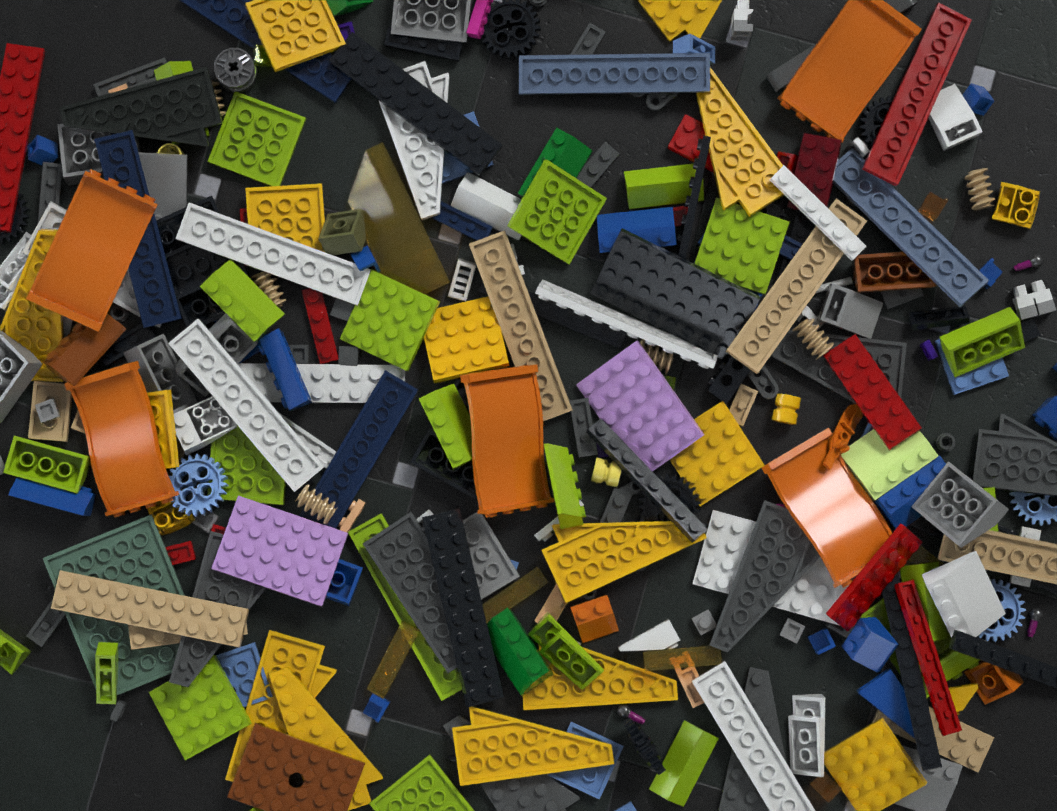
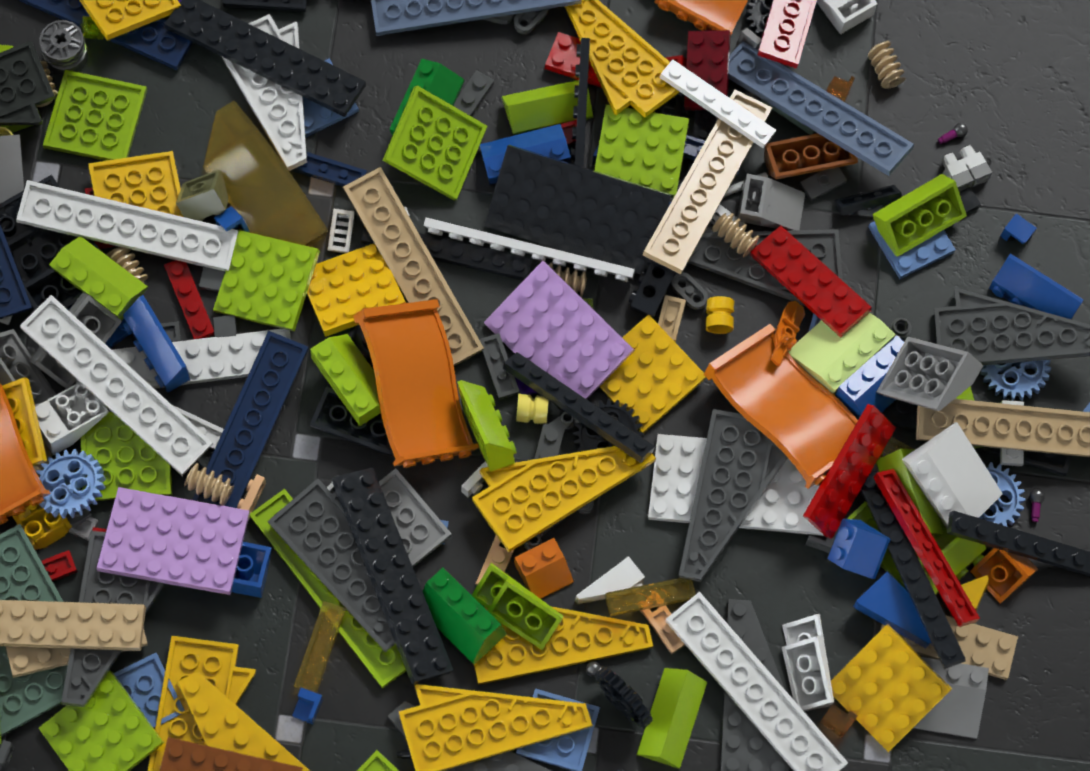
camera: 15 degrees left, 15 degrees down
(486, 203) = (356, 148): white slope -> none
(514, 593) = (451, 553): clear yellow plate -> none
(704, 622) = (668, 558): light grey plate -> none
(792, 630) = (769, 551): light grey plate -> none
(821, 641) = (804, 558): blue panel -> none
(928, 350) = (864, 234): dark purple tile -> none
(991, 272) = (918, 149): blue panel -> none
(1014, 201) = (928, 75): yellow slope -> none

